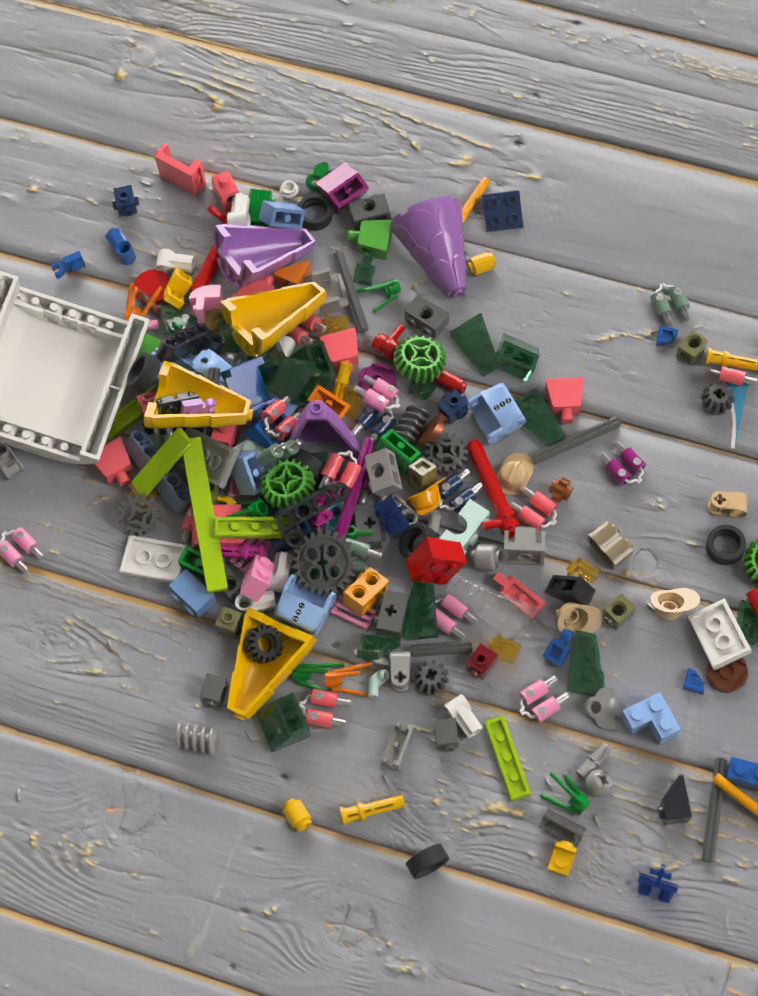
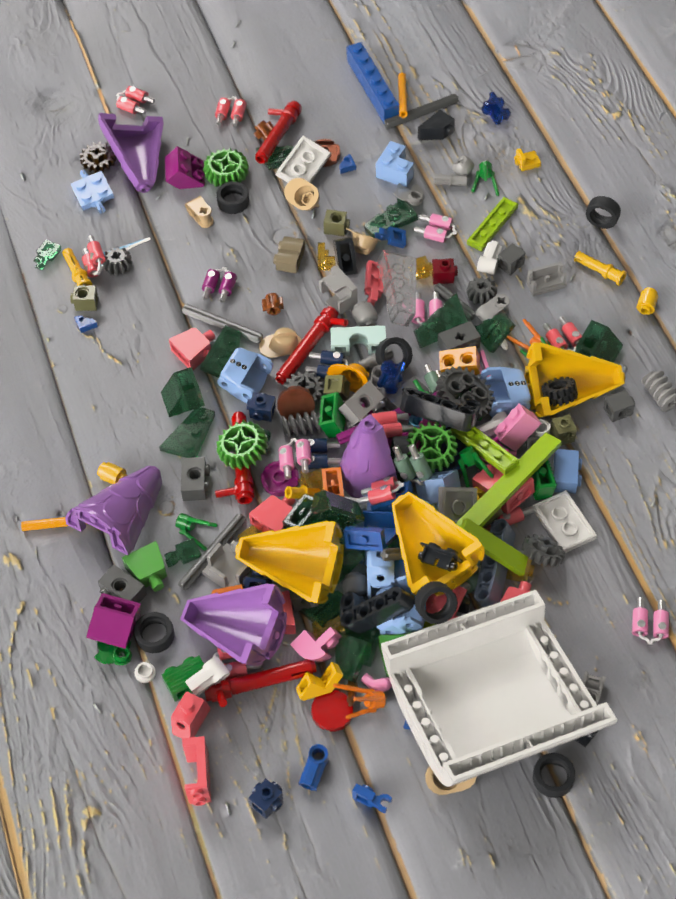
camera: 130 degrees left, 10 degrees down
(168, 261) = (296, 712): white piece -> none
(196, 406) = (429, 536): medium lavender plate -> none
(282, 214) = (183, 642): medium blue brick -> none
(376, 681) = (518, 321): light aqua arm -> none
(436, 561) = (402, 322): red brick -> none
(502, 211) = (46, 493): dark blue hinge -> none
(539, 501) = (292, 310): coral piece -> none
(562, 827) = (507, 169): dark grey hinge -> none
(662, 306) = (48, 329): sand green piece -> none

